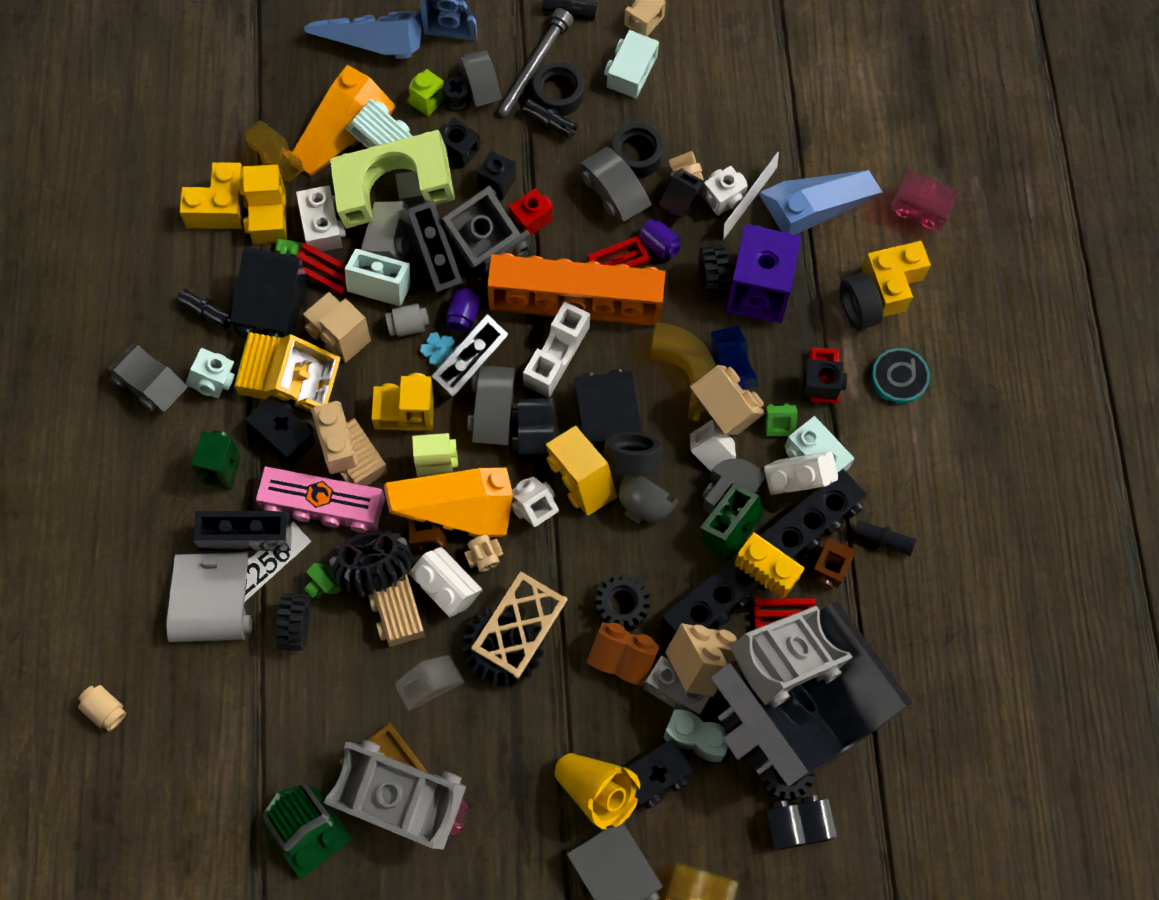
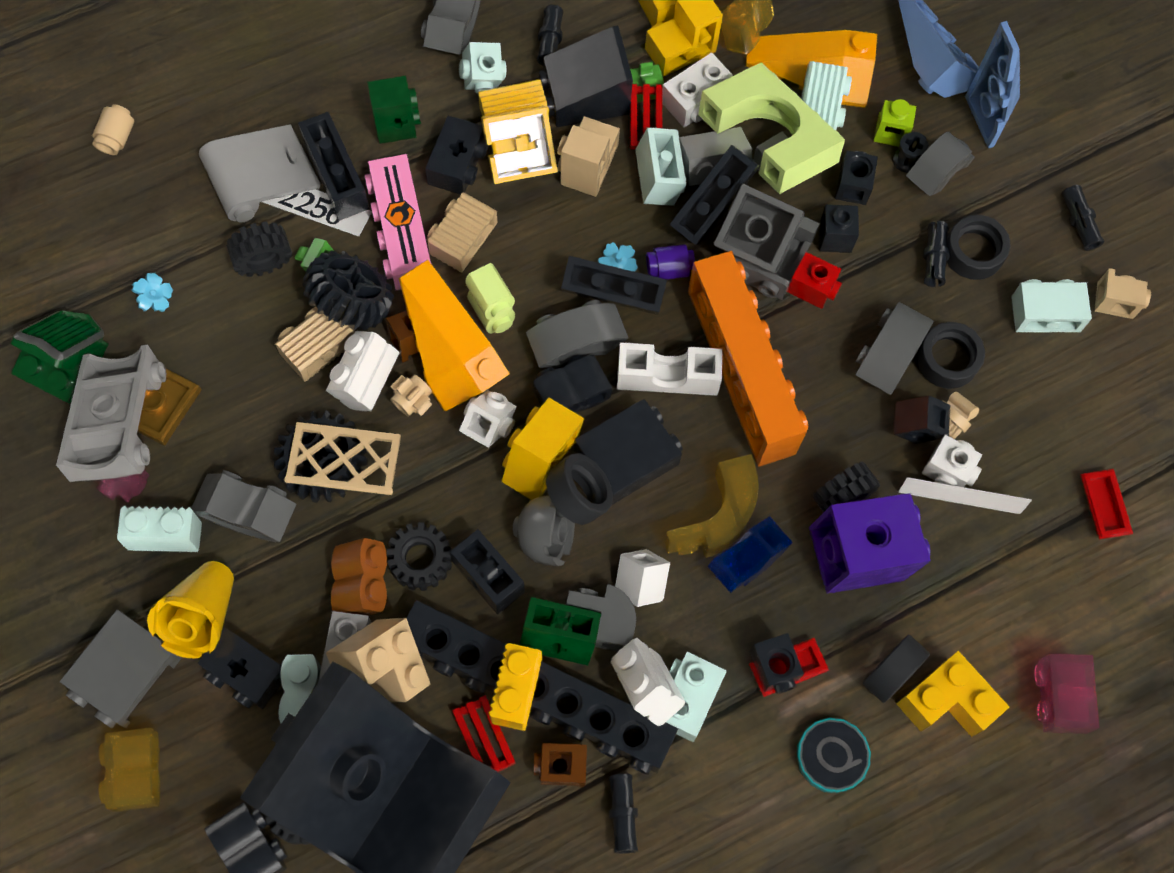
camera: 65 degrees right, 0 degrees up
(283, 729) = (152, 293): none -> medium azure plant
(334, 437) = (459, 196): tan brick -> none
(405, 406) = (535, 252): yellow brick -> none
(407, 320) = (631, 216): light grey brick -> none
(428, 681) = (258, 404): clear slope -> none
(508, 798) = (159, 529): none -> light aqua brick
(519, 723) = (244, 507): none -> dark grey brick
(559, 22) = (1056, 215): dark grey piece -> none
(621, 247) = (820, 382): red tile -> none
(660, 239) = (857, 422): dark purple brick -> none
(661, 553) = (487, 571): none -> black brick
(726, 401) = (688, 564): tan brick -> none
(780, 420) = (708, 638): bright green tile -> none
(787, 655) = (398, 740): light grey piece -> none
(797, 107) = (1106, 504): none -> red tile
(810, 201) = (1000, 569): medium blue wedge -> none

